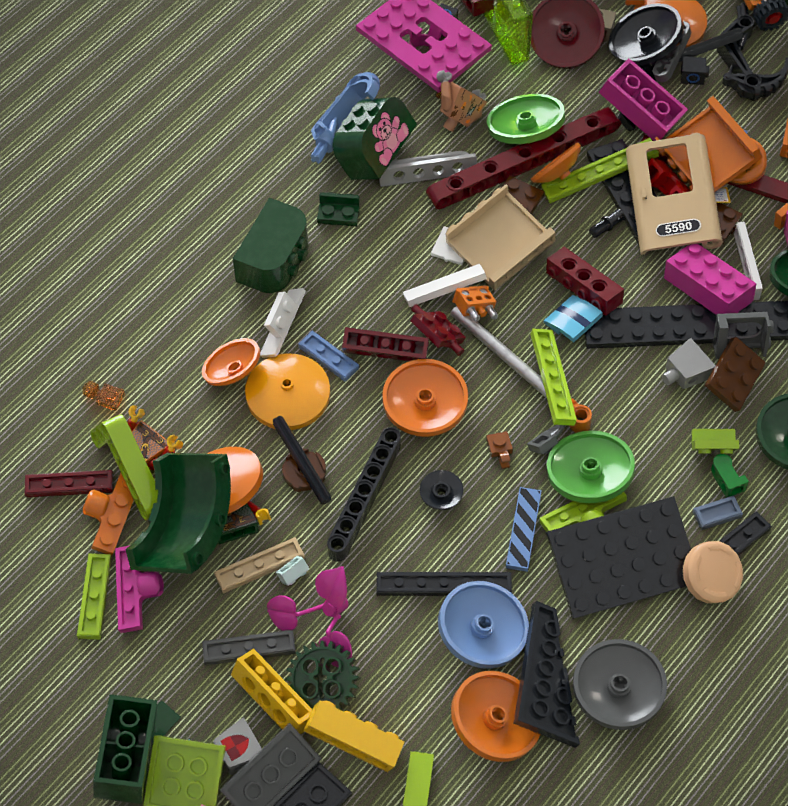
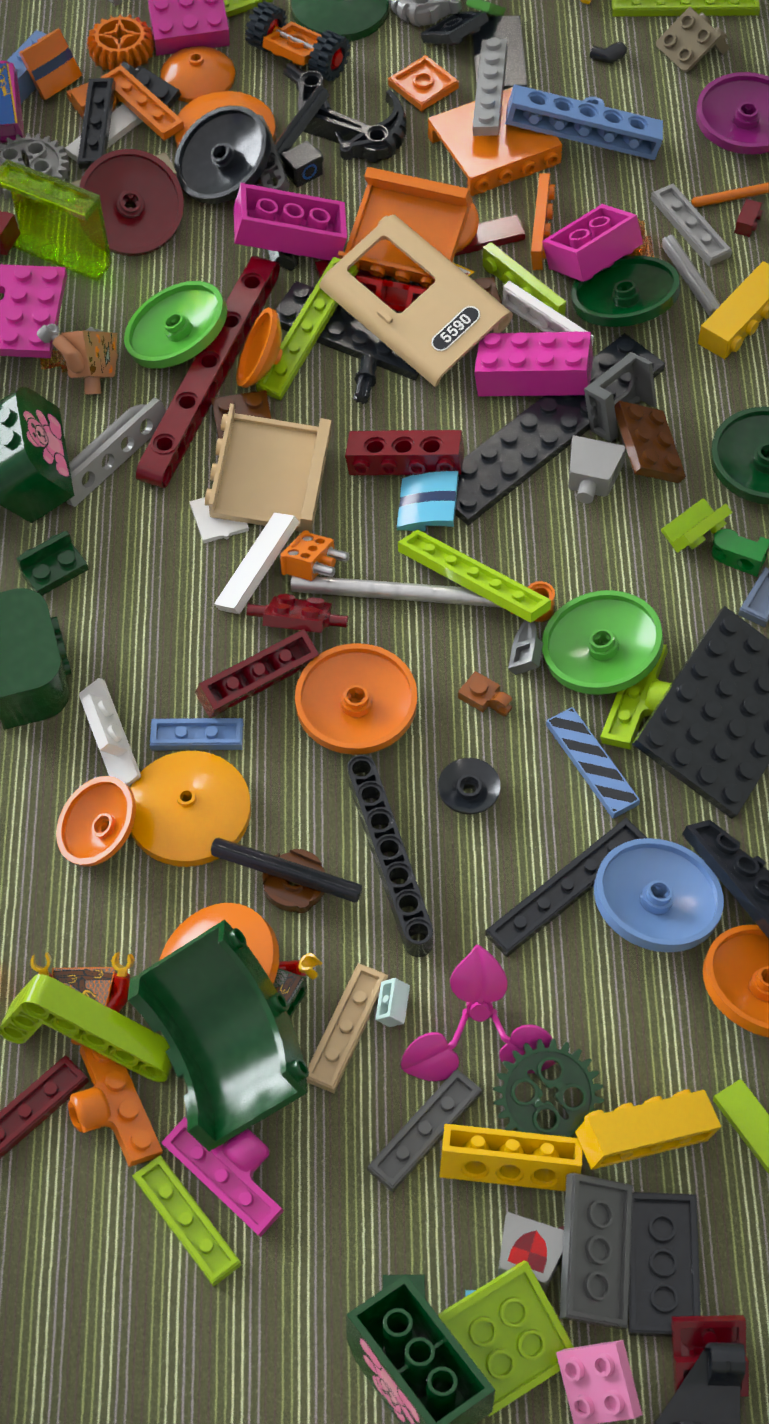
camera: 40 degrees left, 0 degrees up
(753, 221) = (507, 269): none -> lime plate

